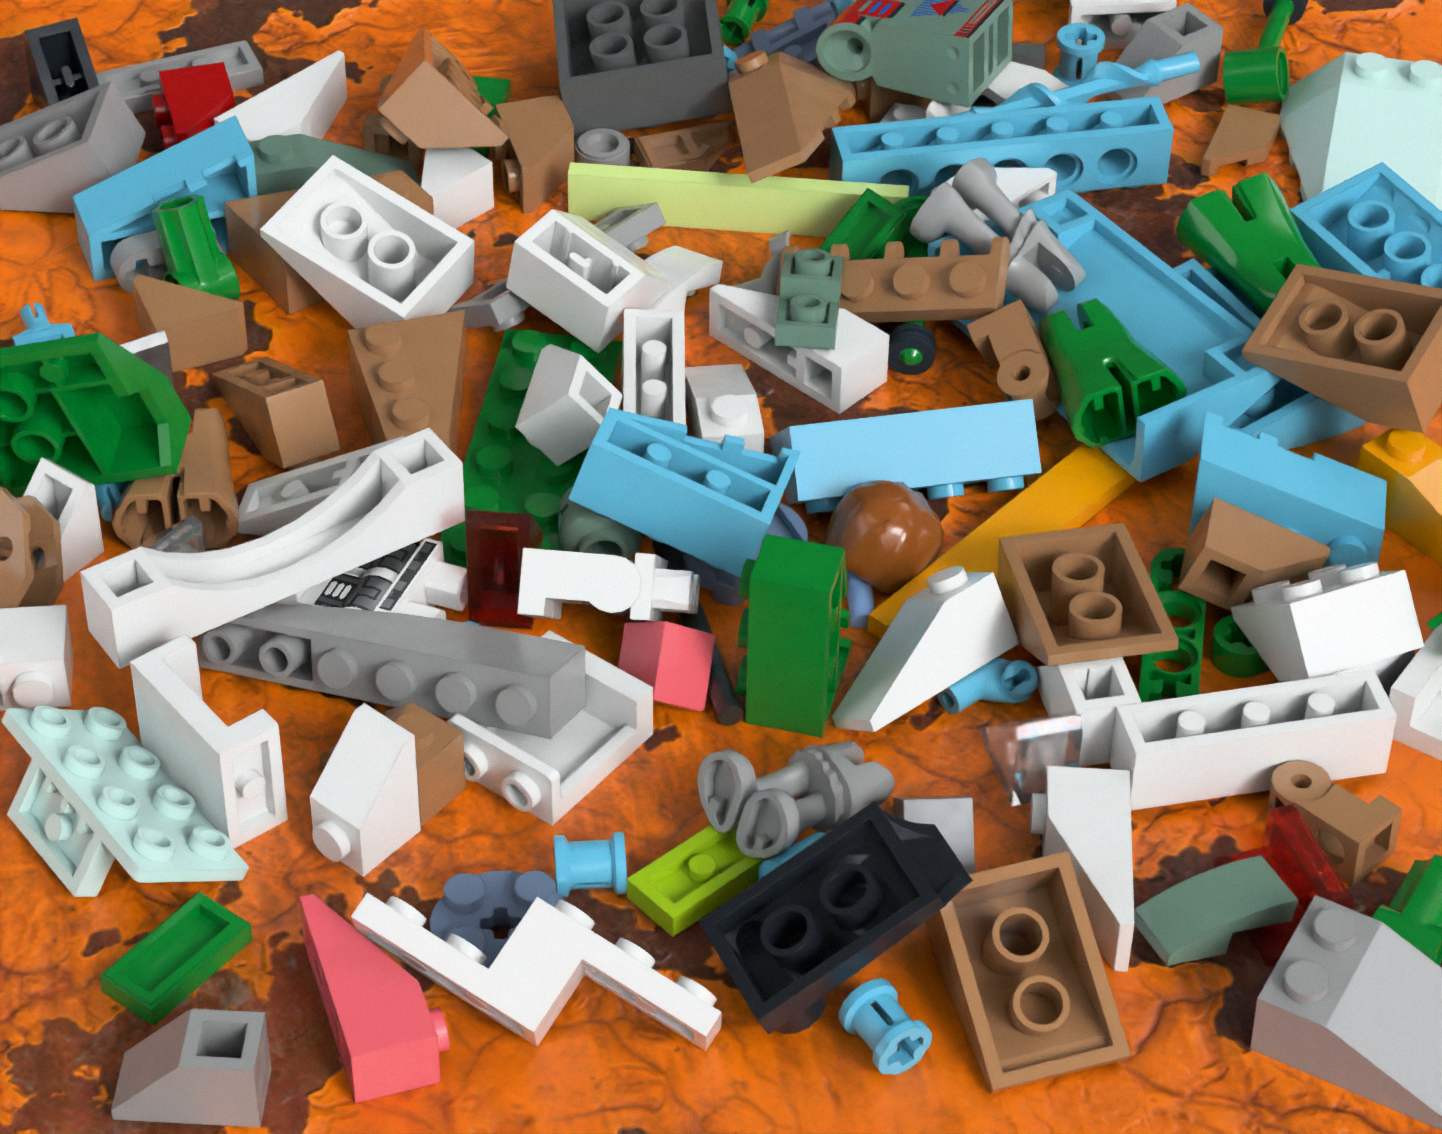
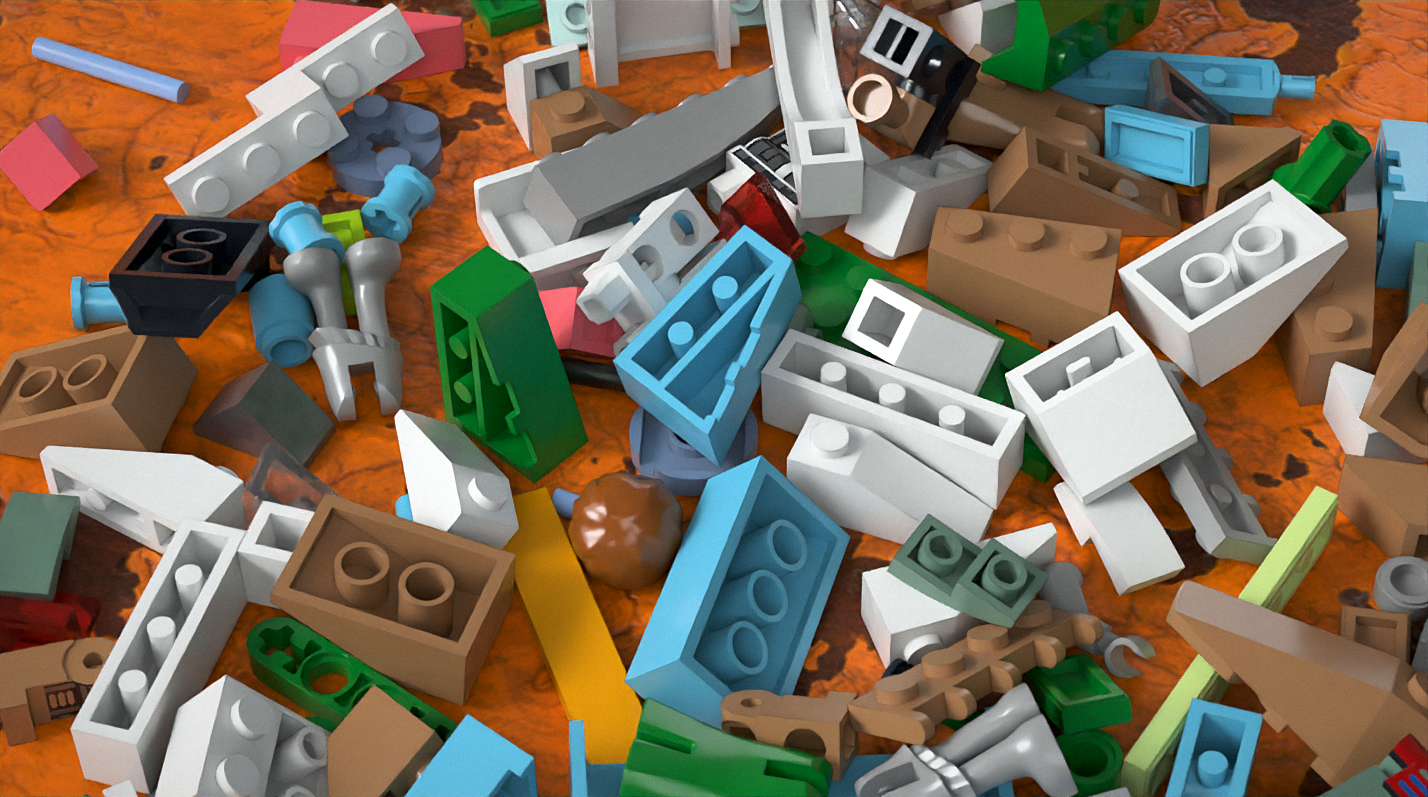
camera: 120 degrees right, 5 degrees up
(201, 352) = (1157, 144): none -> medium azure tile
(262, 456) = (927, 88): none -> black hips
(720, 866) = (300, 227): none -> medium azure bush

